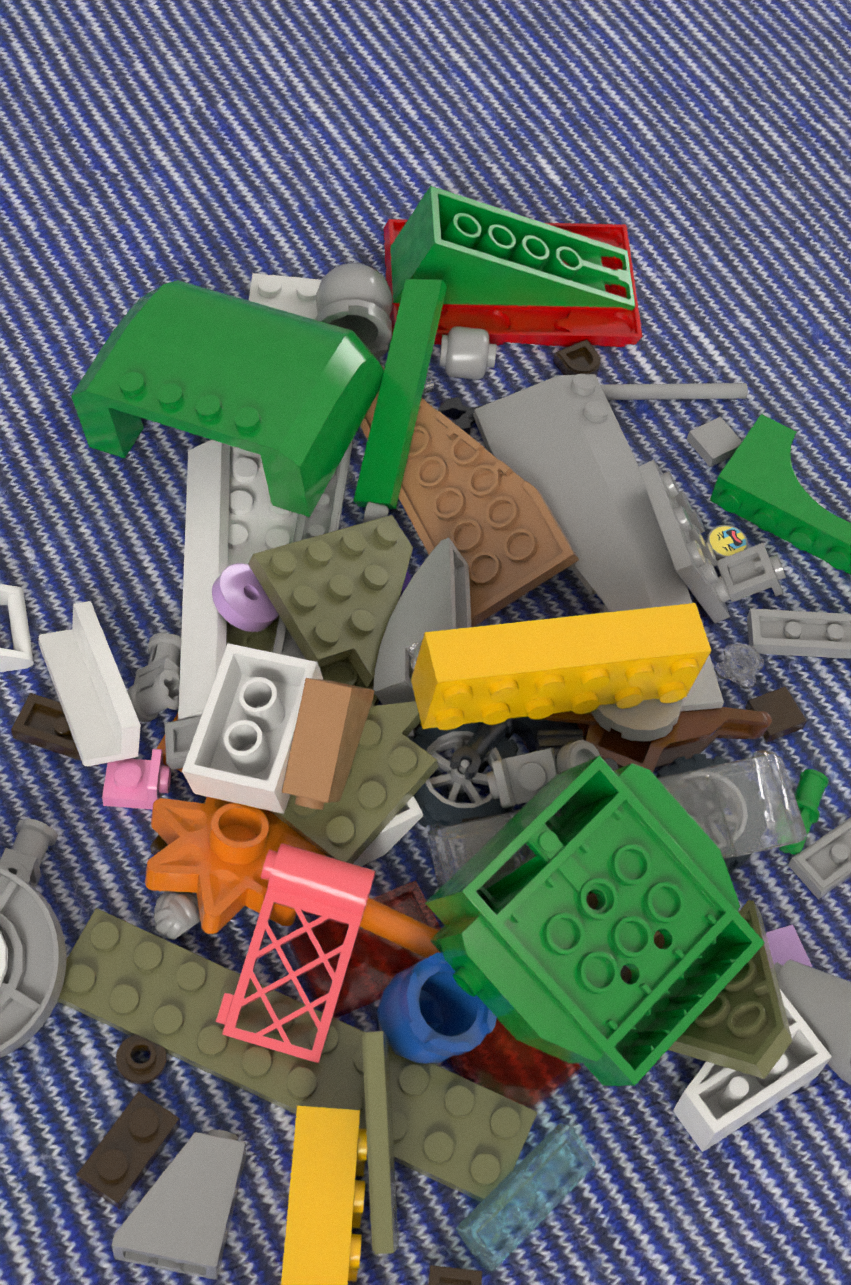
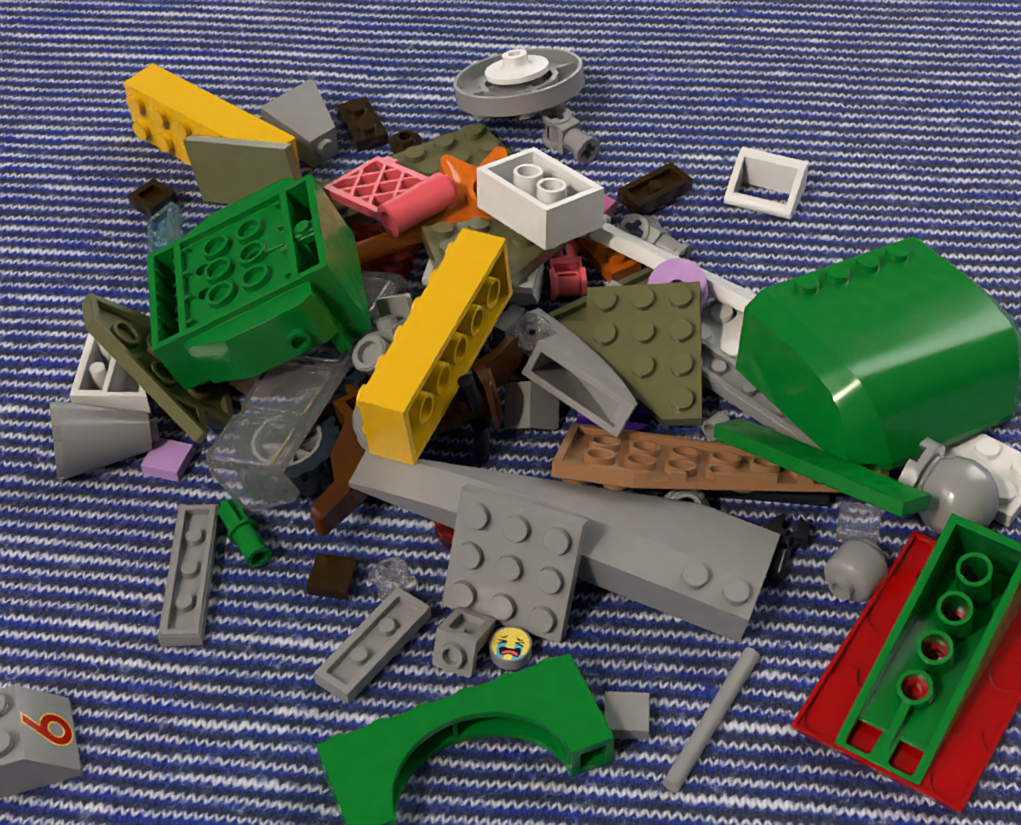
camera: 135 degrees right, 10 degrees down
(91, 690) = (671, 202): white panel -> none
(325, 741) = (507, 214): medium nougat slope -> none
(578, 359) = (796, 665): dark brown tile -> none

